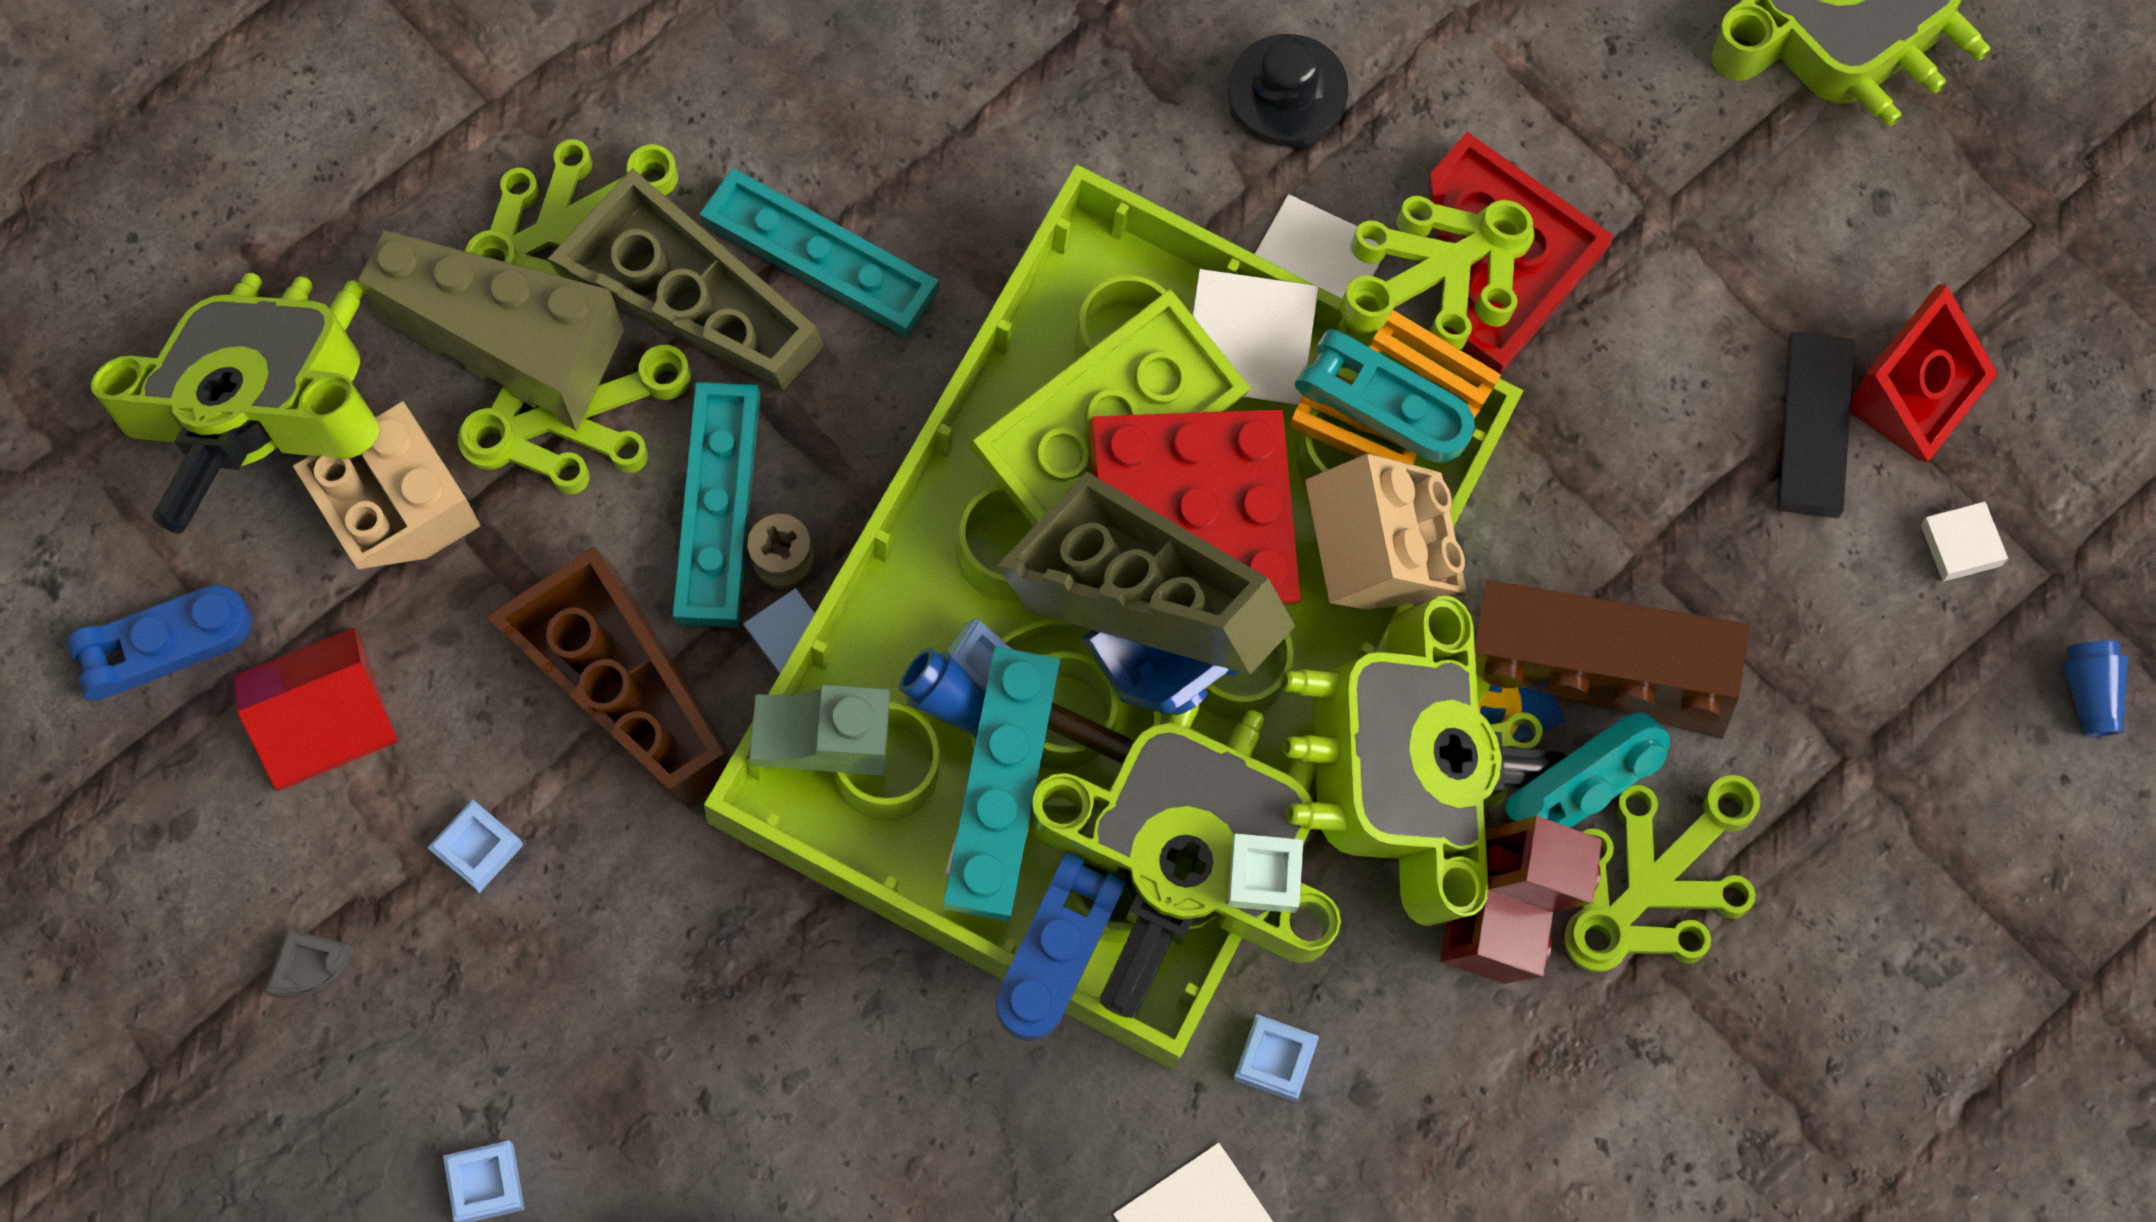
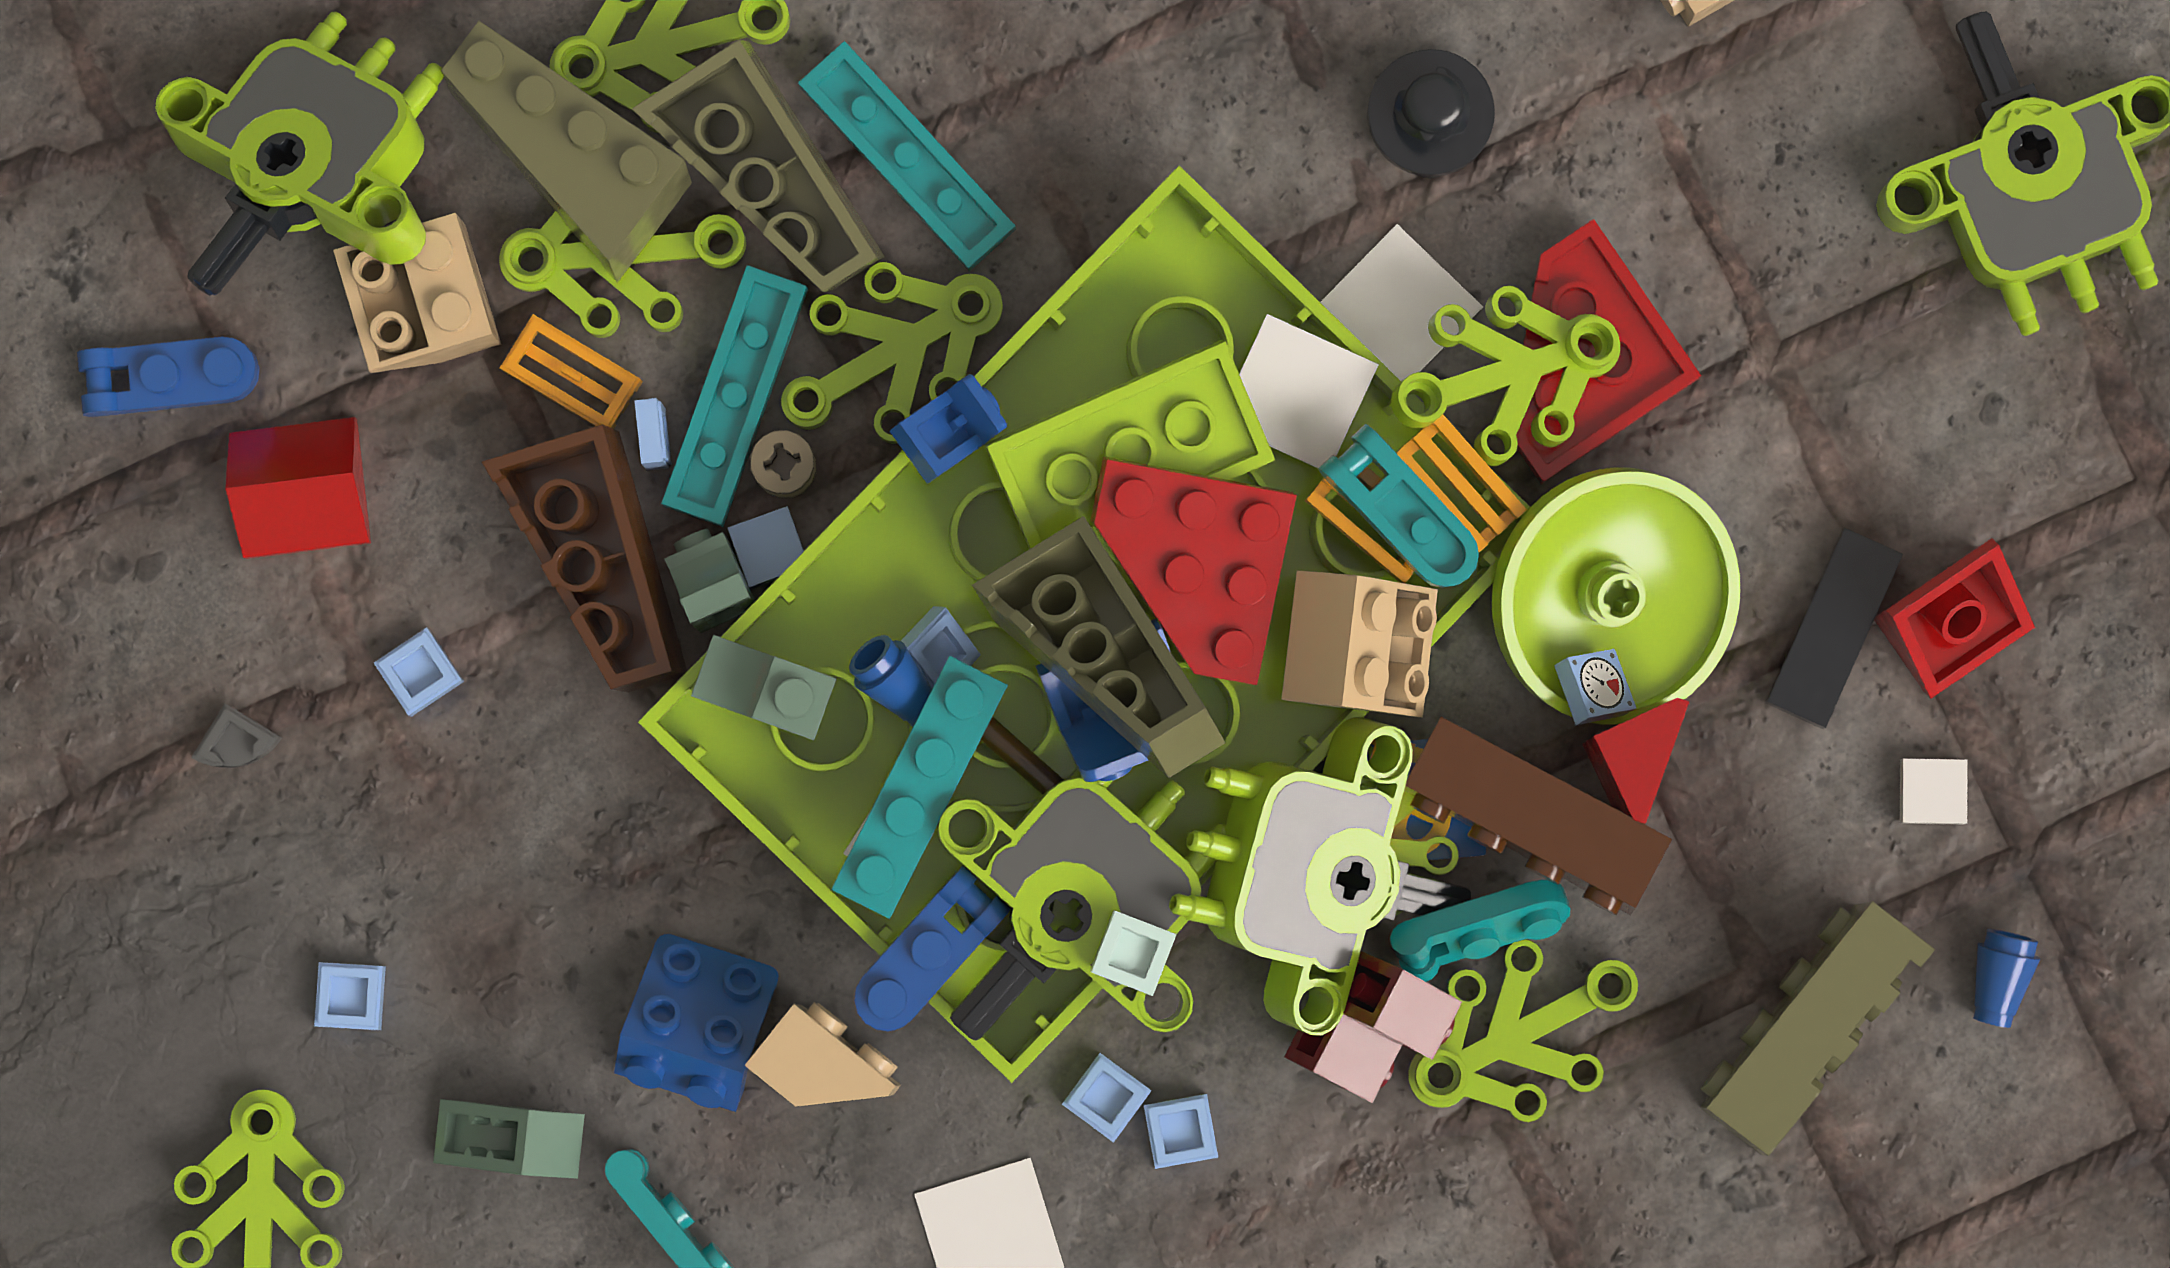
camera: 20 degrees right, 15 degrees up
(496, 540) = (523, 346): none -> light orange tile
(647, 557) = (653, 434): none -> light blue tile
(735, 668) = (709, 580): none -> sand green arch
(842, 1105) = (695, 1022): none -> blue bracket
(859, 416) = (901, 345): none -> lime plant
(932, 438) = (949, 428): none -> blue bracket
(980, 1099) = (815, 1065): none -> tan slope
(1360, 1069) = (1181, 1131): none -> light blue tile
(1607, 439) = (1621, 568): none -> lime dish
(1618, 523) = (1595, 686): none -> tile
(1681, 565) = (1635, 756): none -> red slope
(1941, 776) = (1812, 1025): none -> olive wedge

